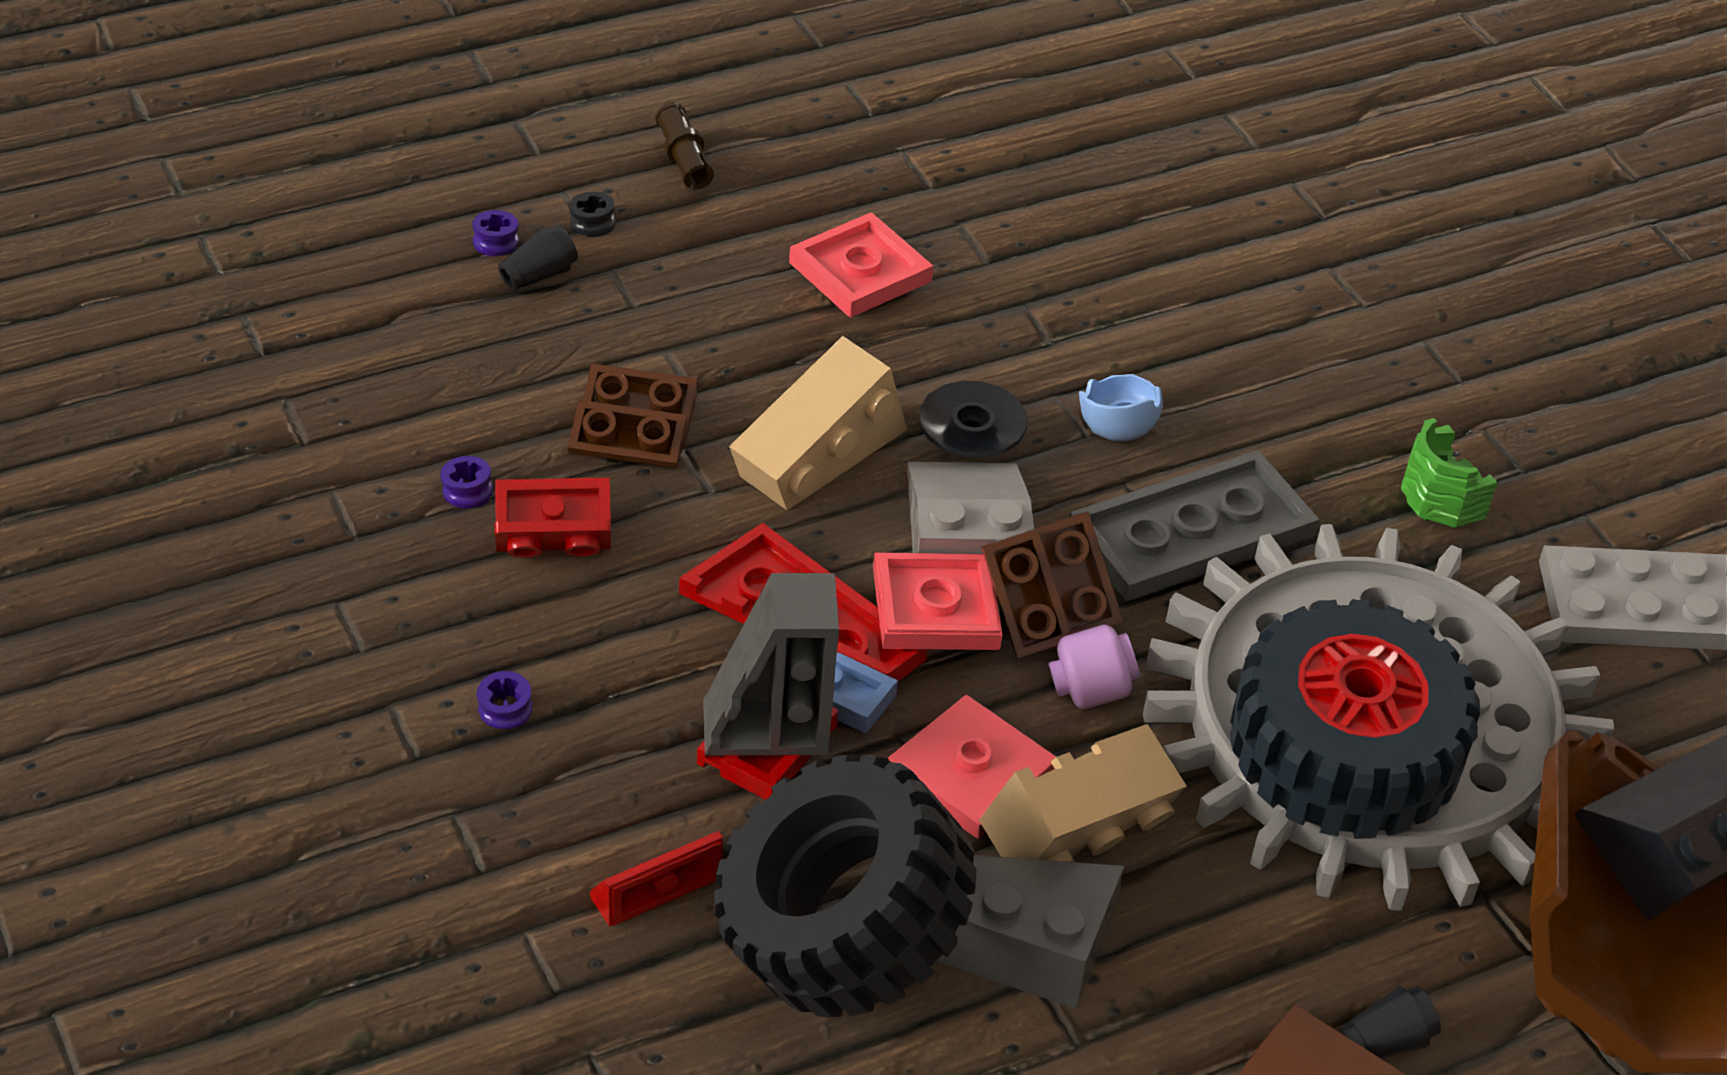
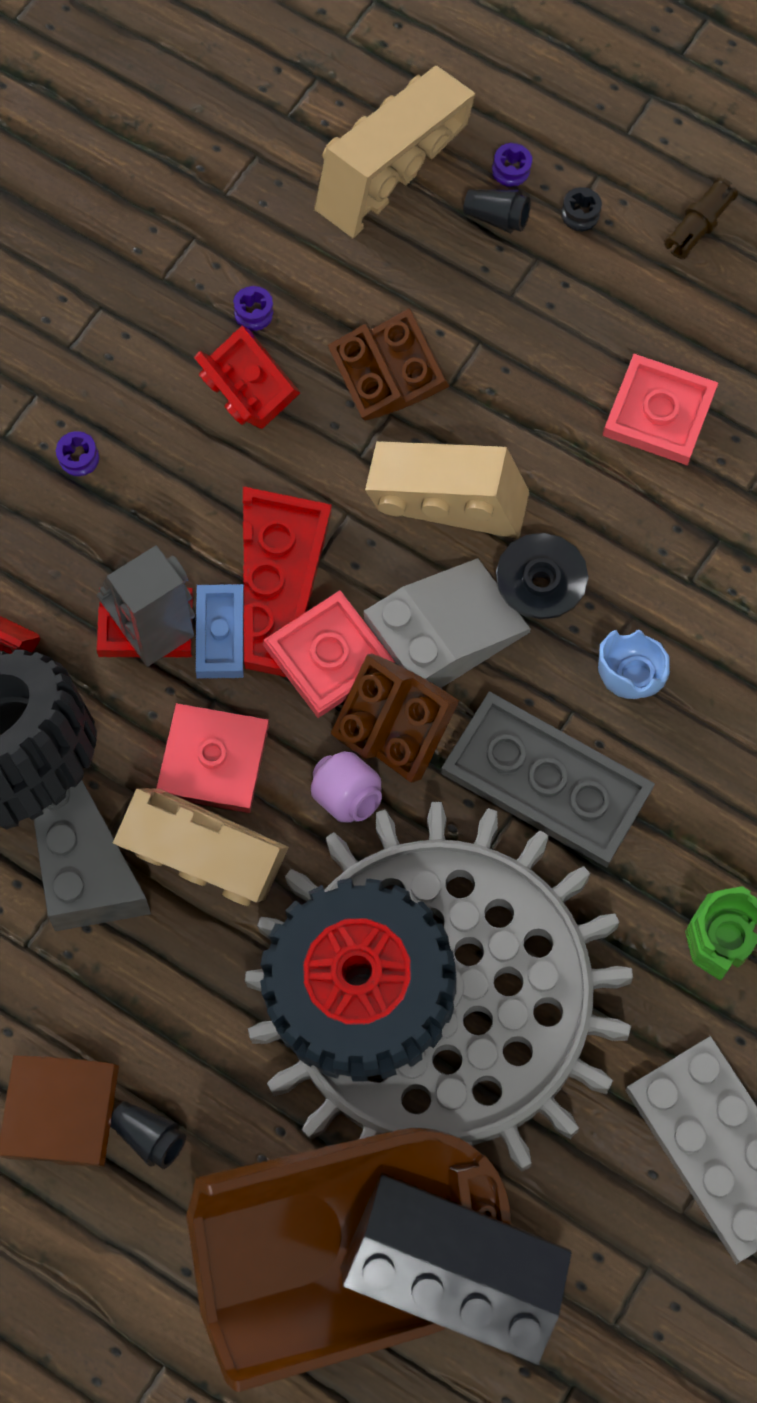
camera: 60 degrees right, 25 degrees up
(402, 291) = (390, 147): none -> tan wedge

